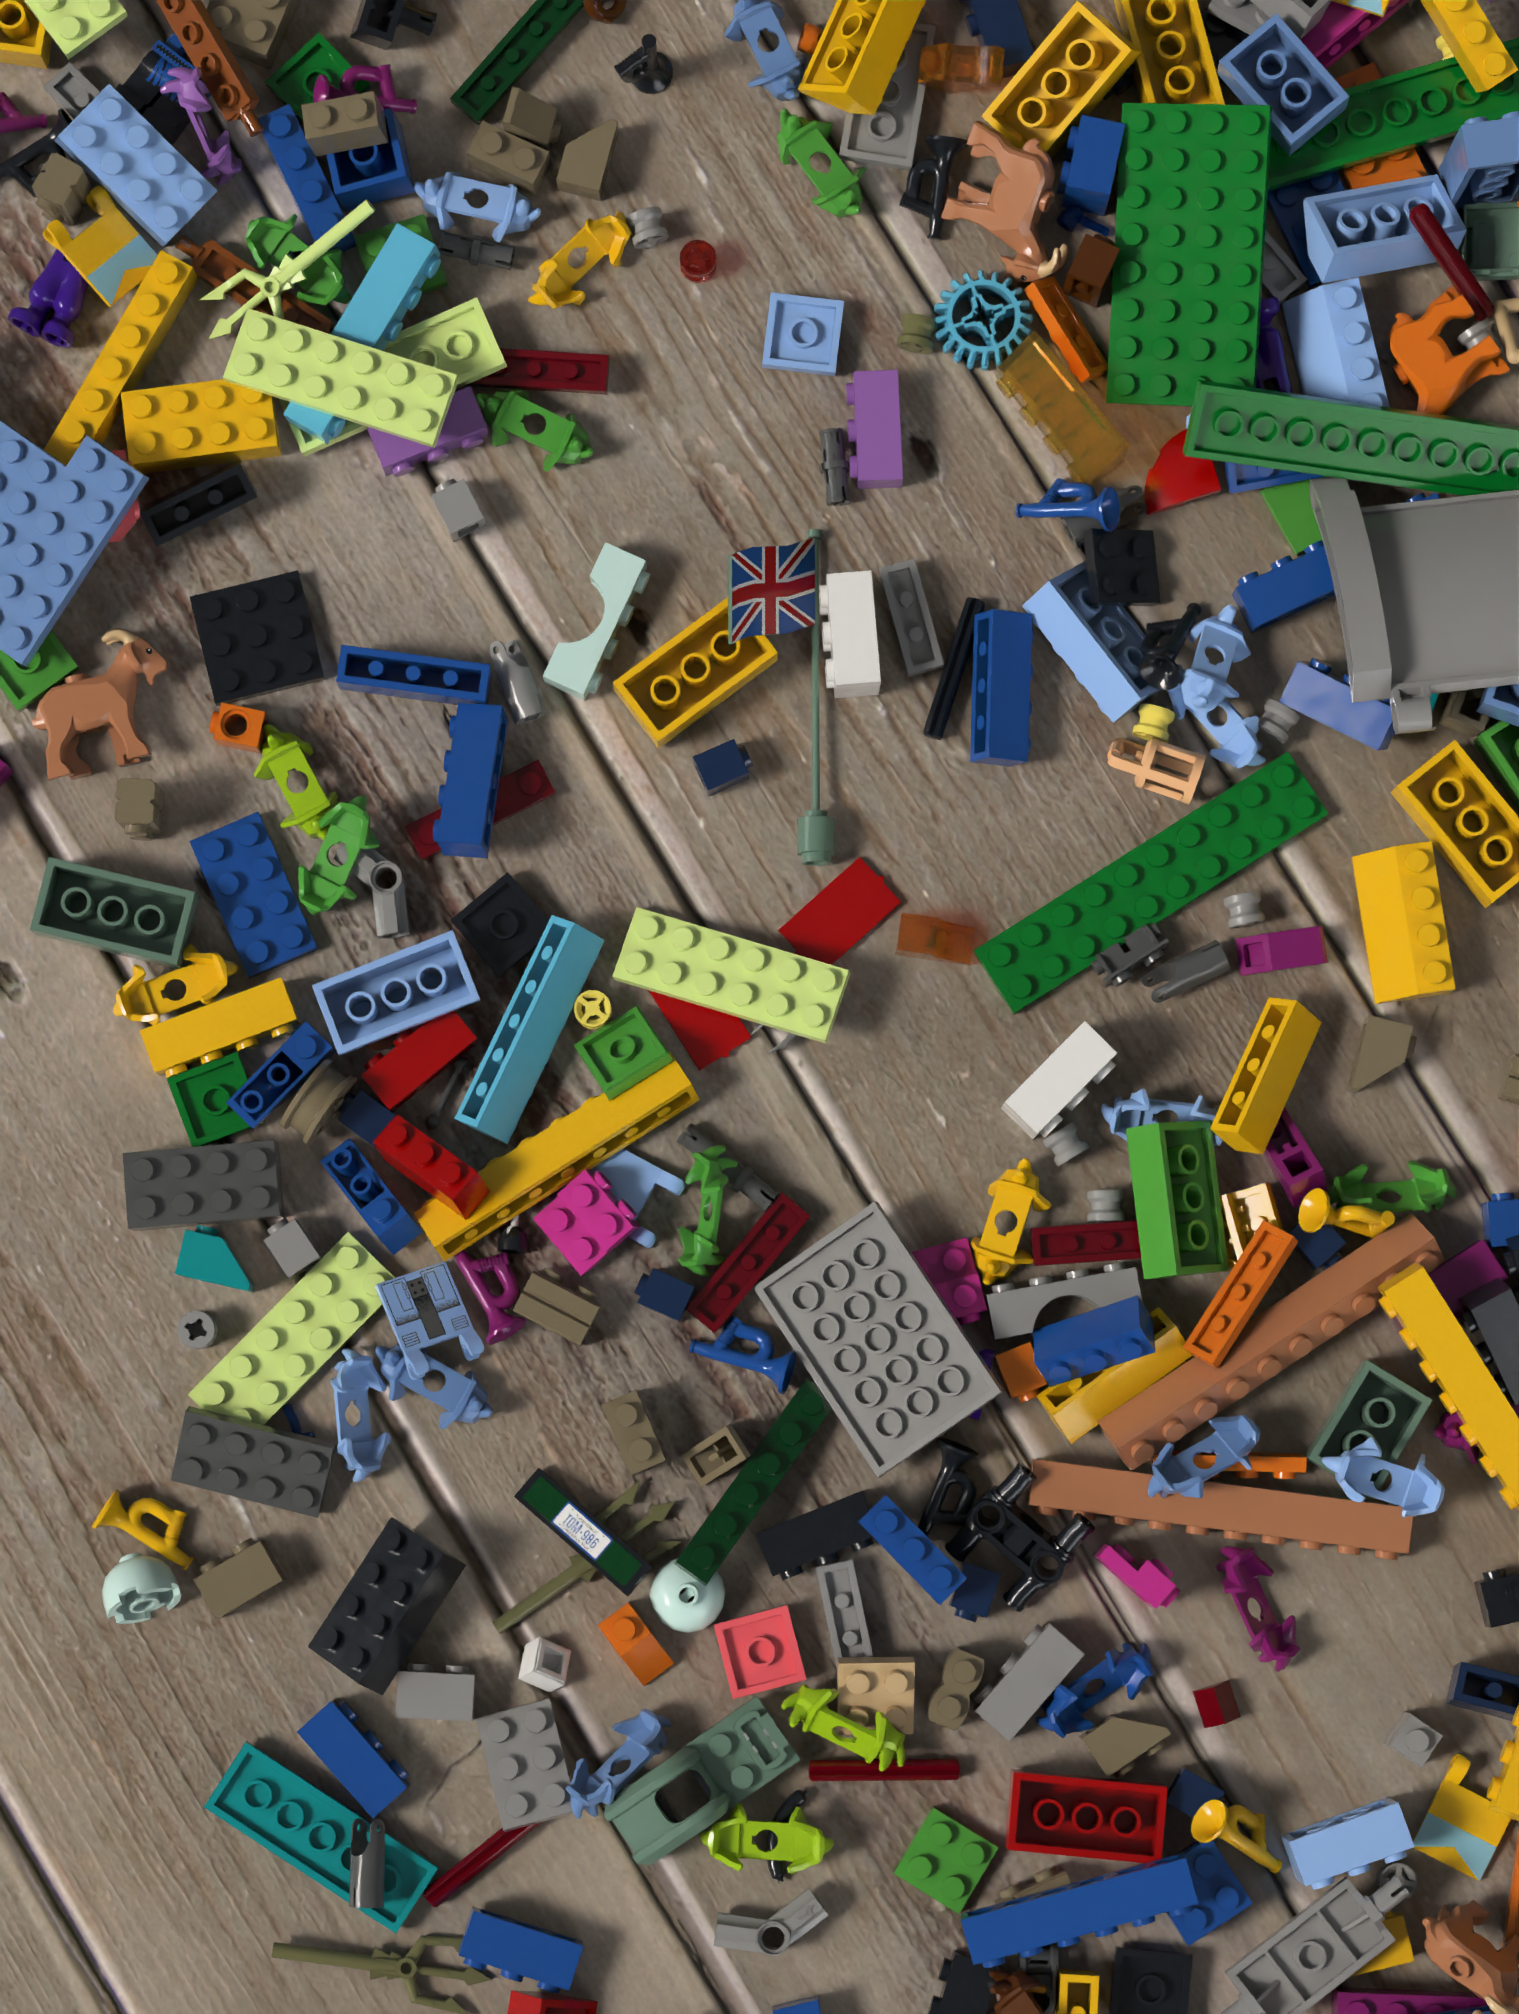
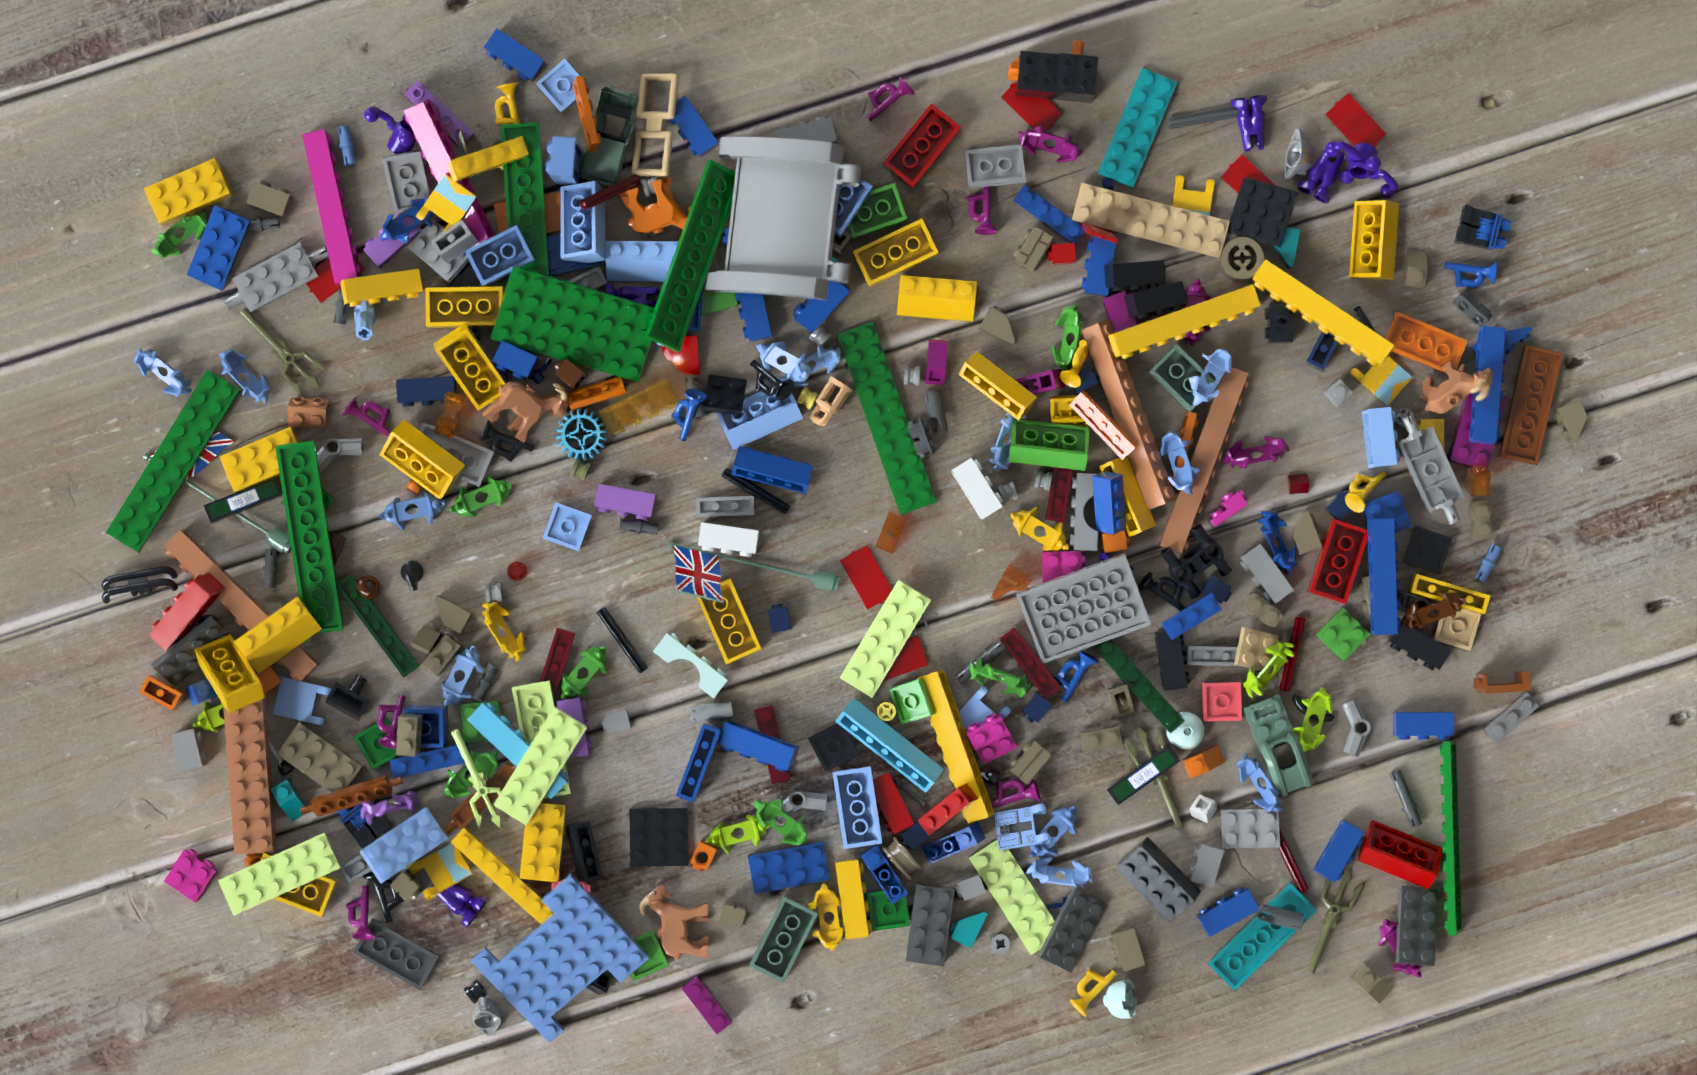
camera: 80 degrees left, 5 degrees up
(613, 485) = (622, 640): none -> black axle
(898, 1189) = (1011, 580): none -> clear orange arch

